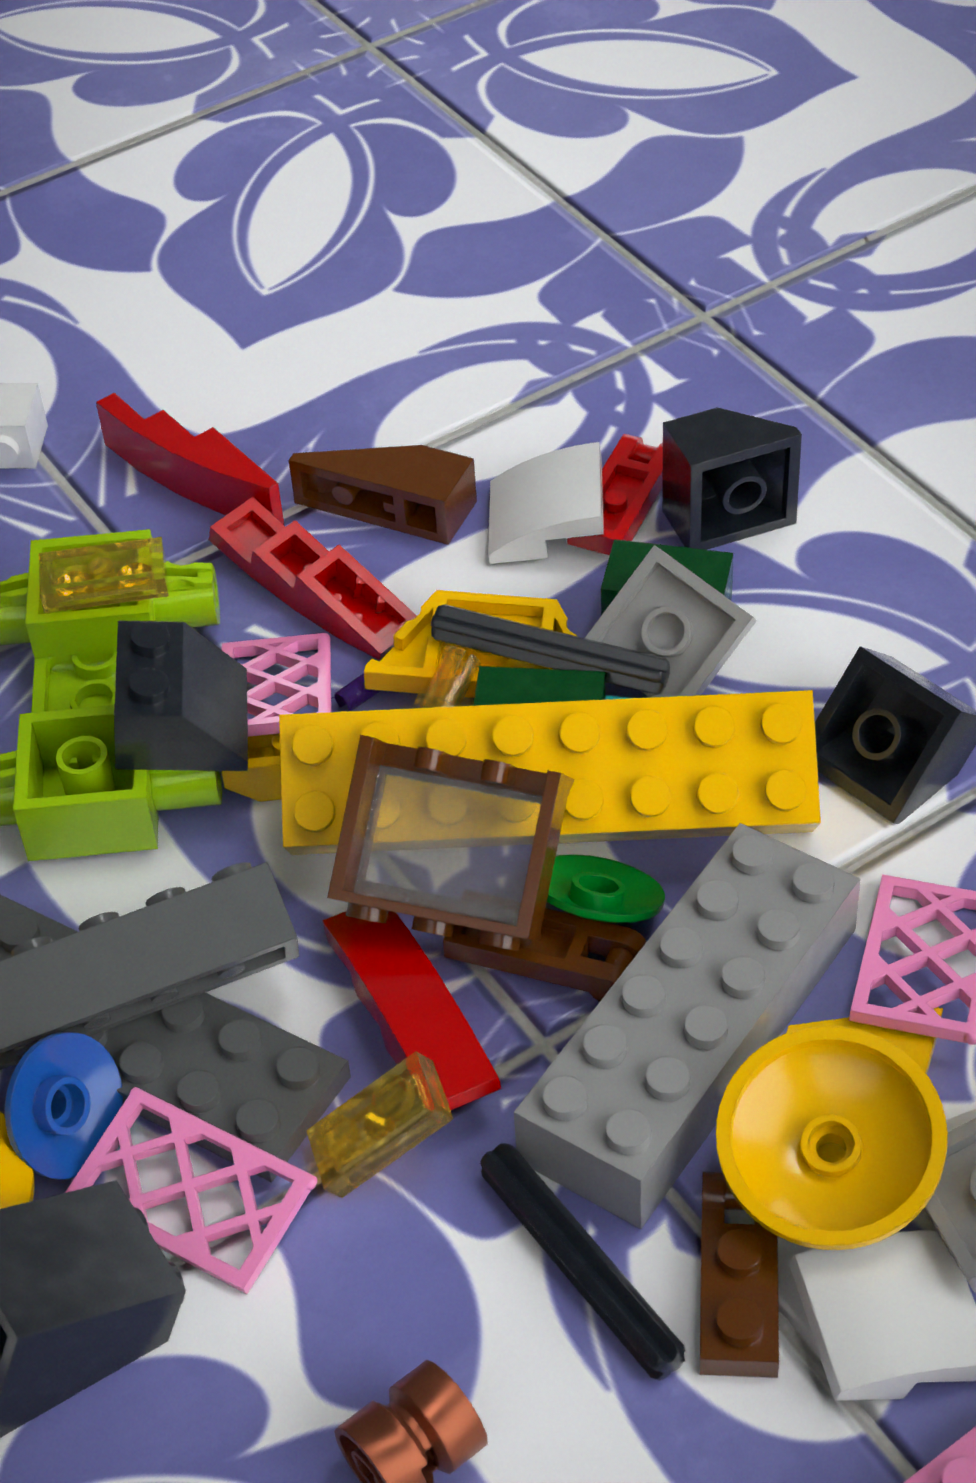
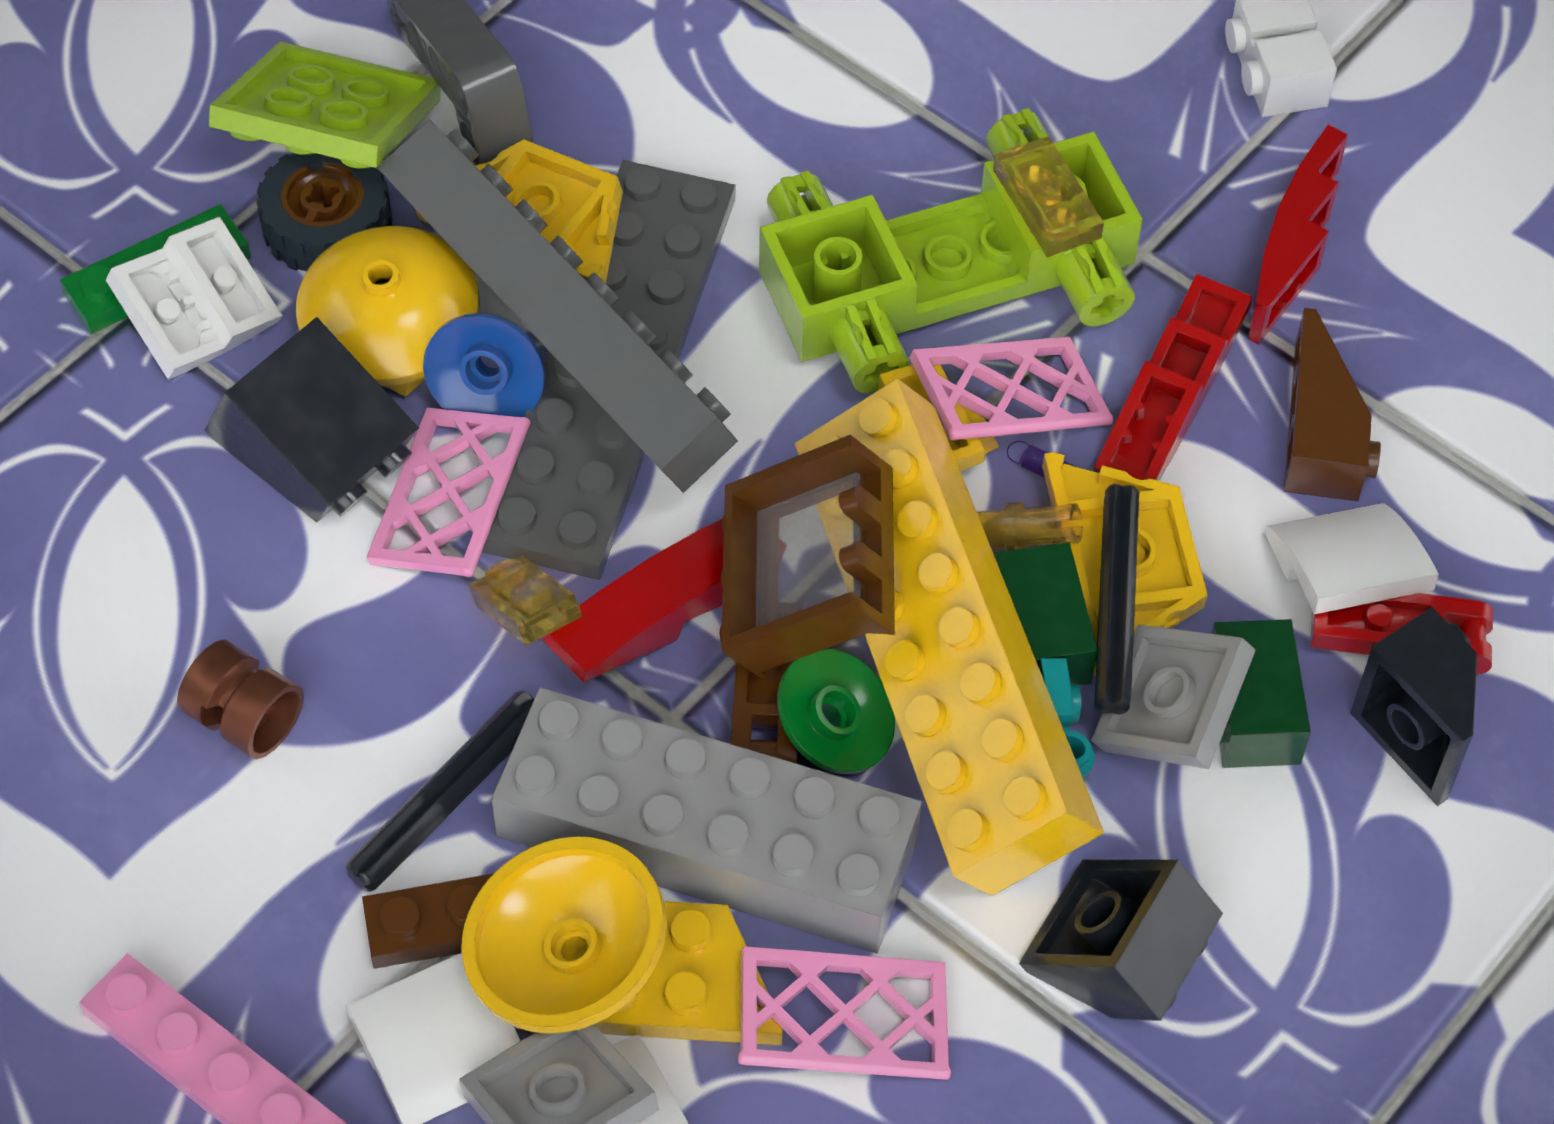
camera: 70 degrees right, 10 degrees up
(177, 701) = (906, 301): black slope -> none

